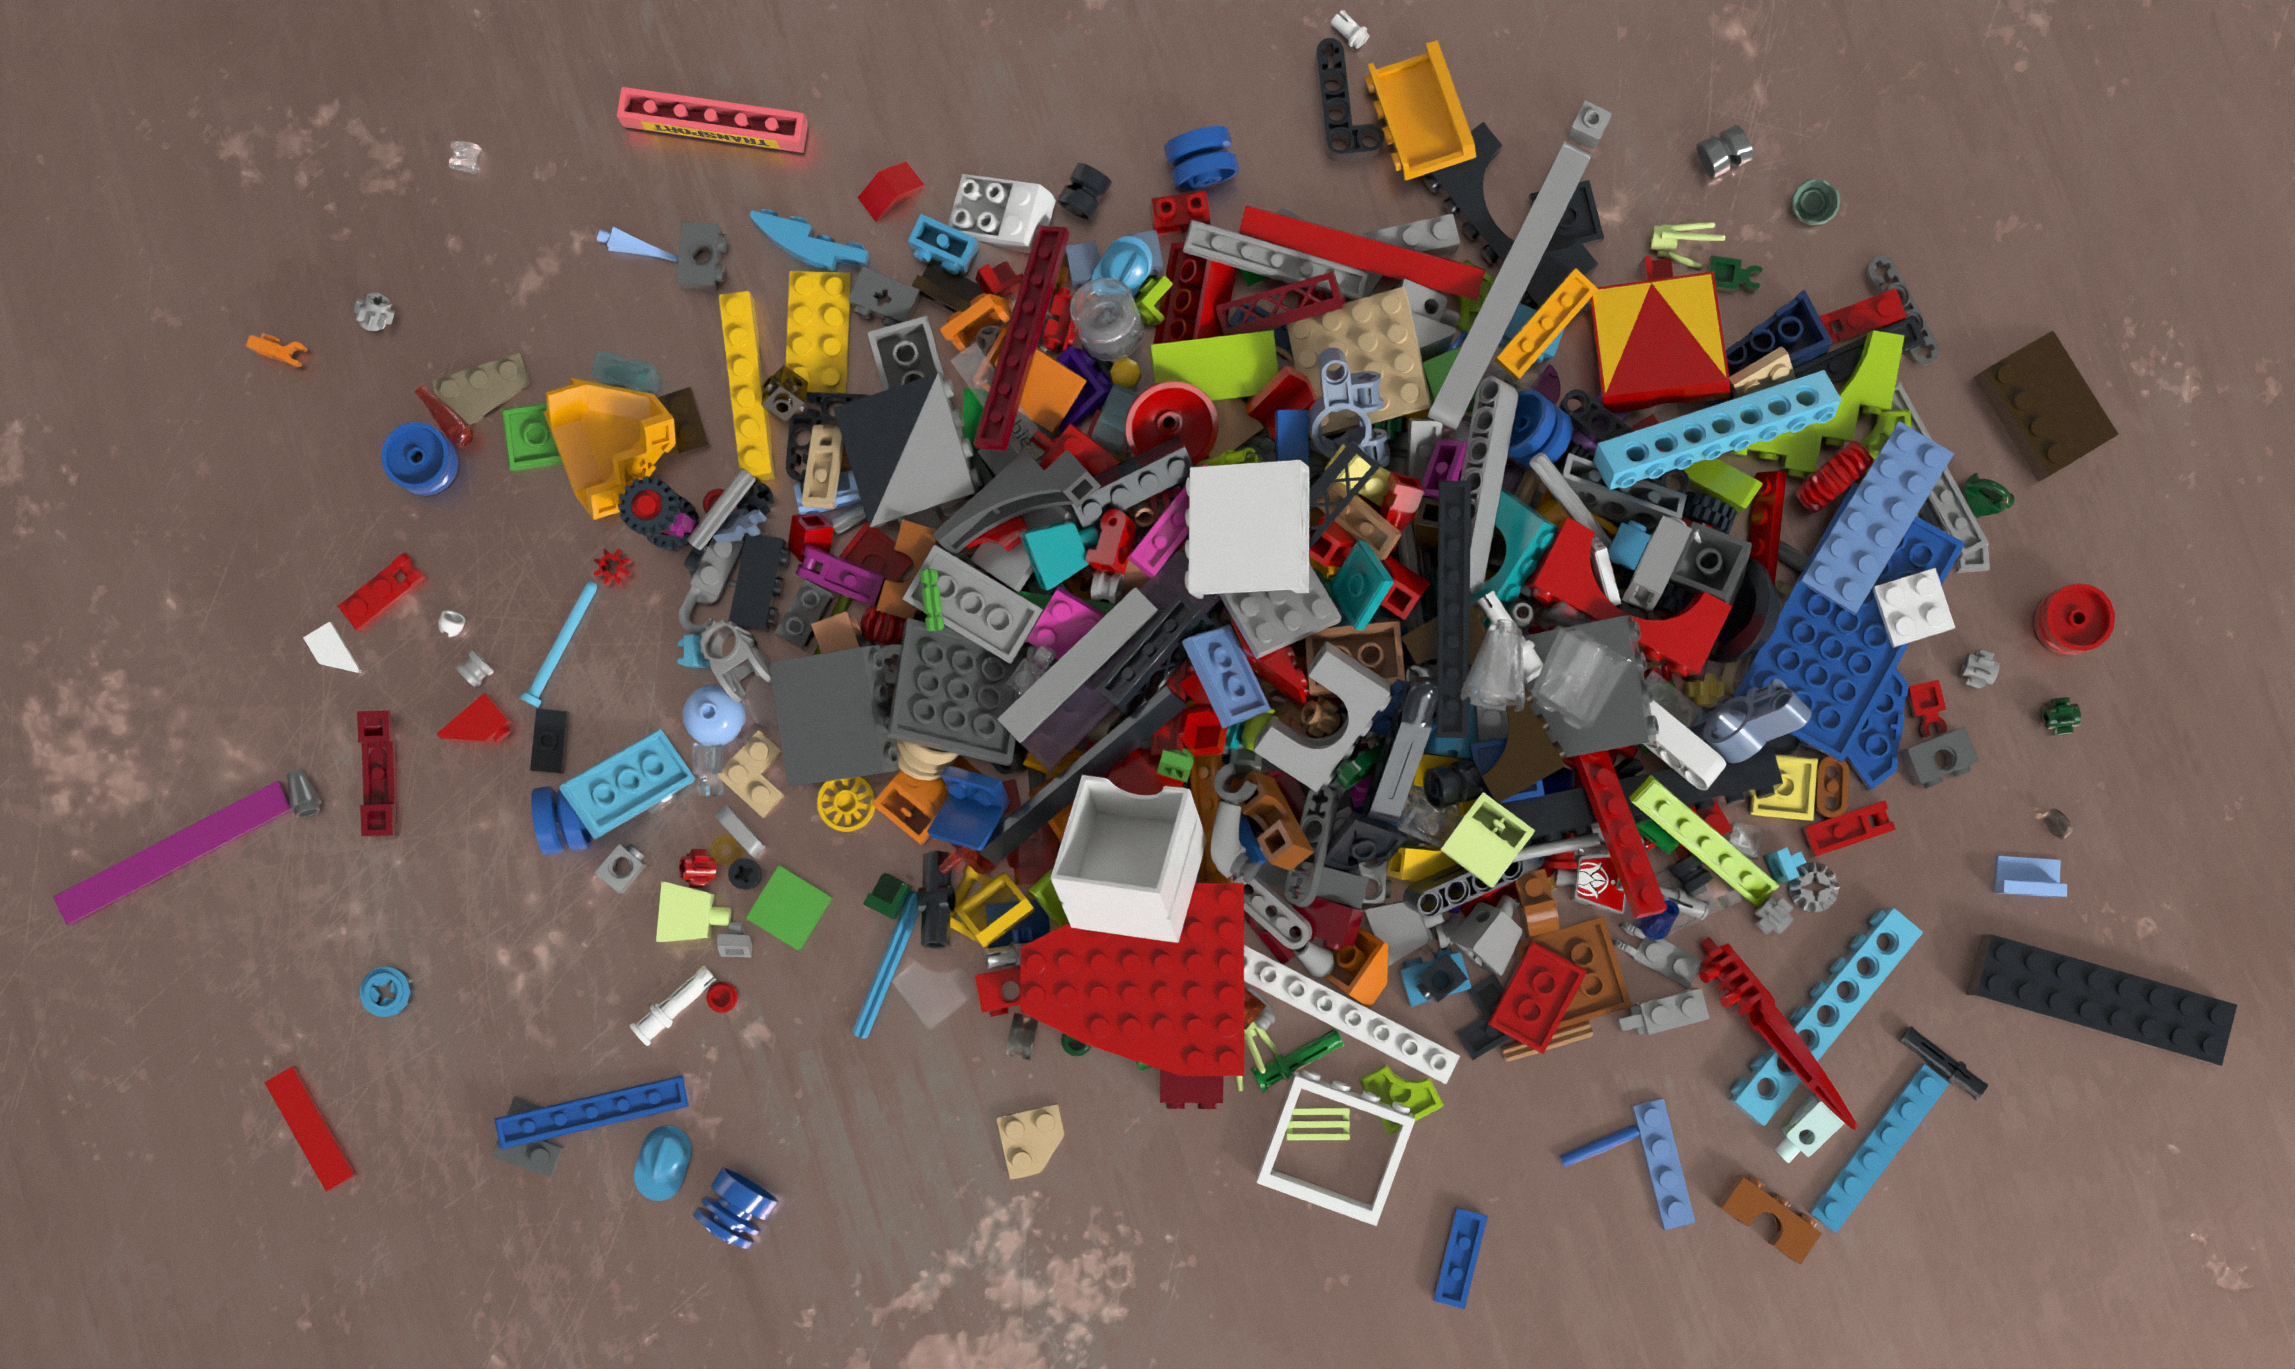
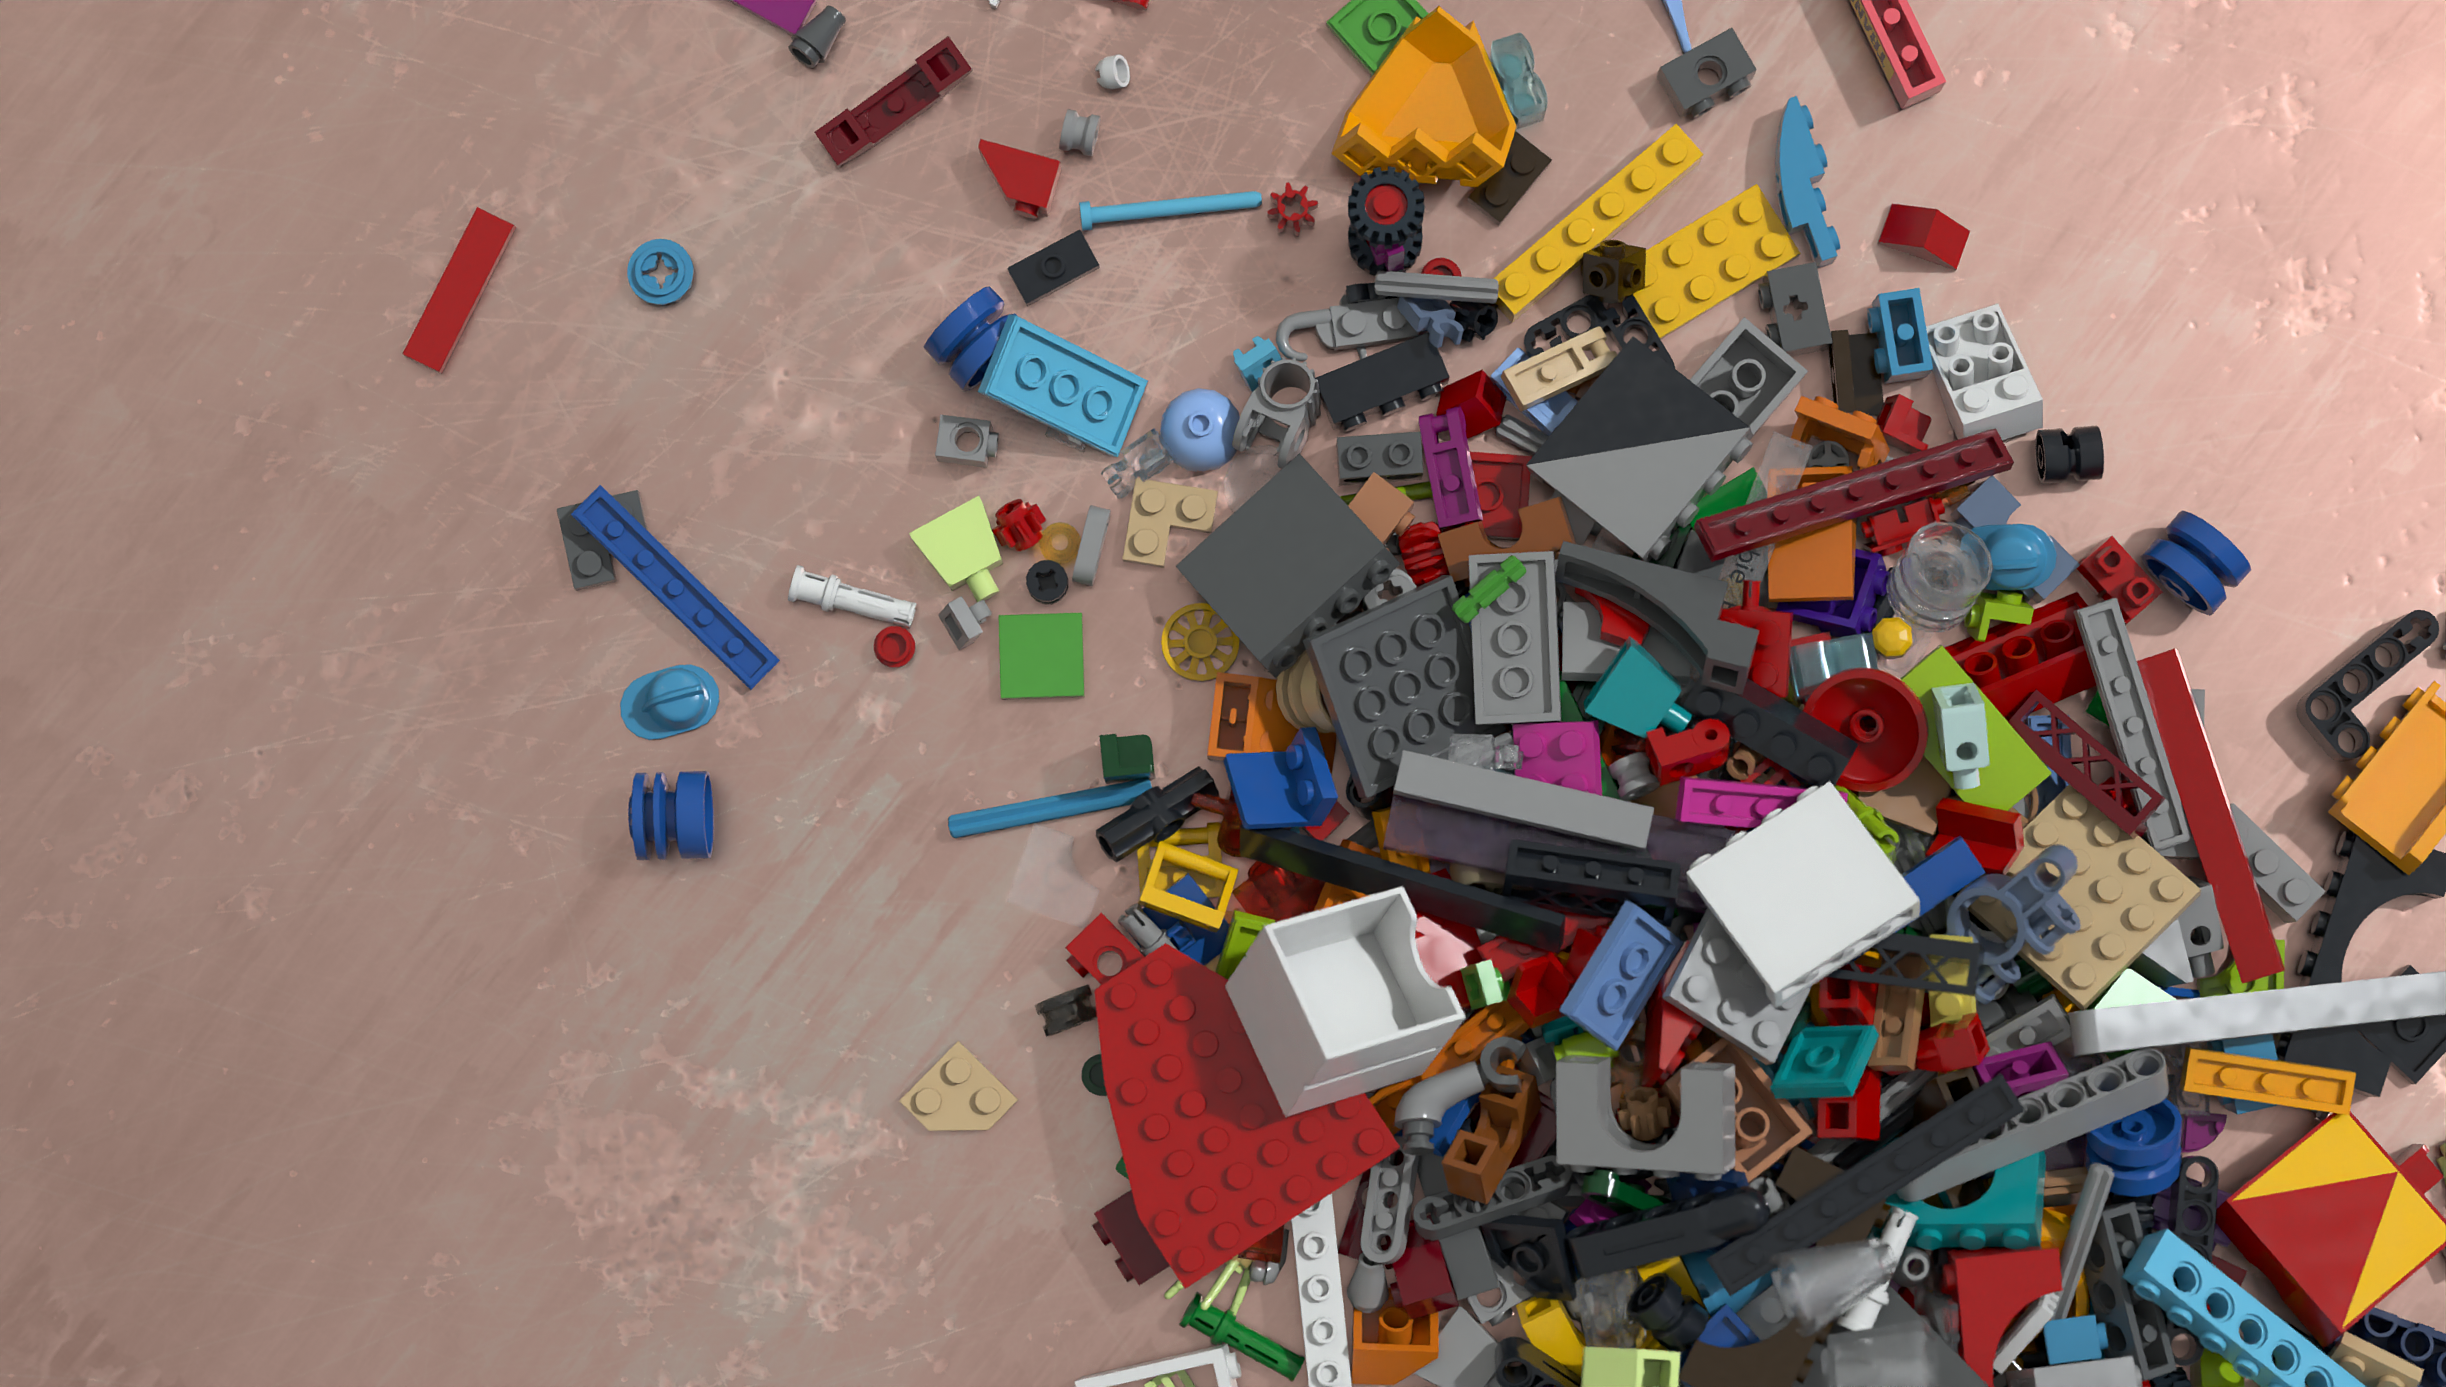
camera: 60 degrees right, 0 degrees up
(1212, 367) = (1961, 720): none -> light aqua torso

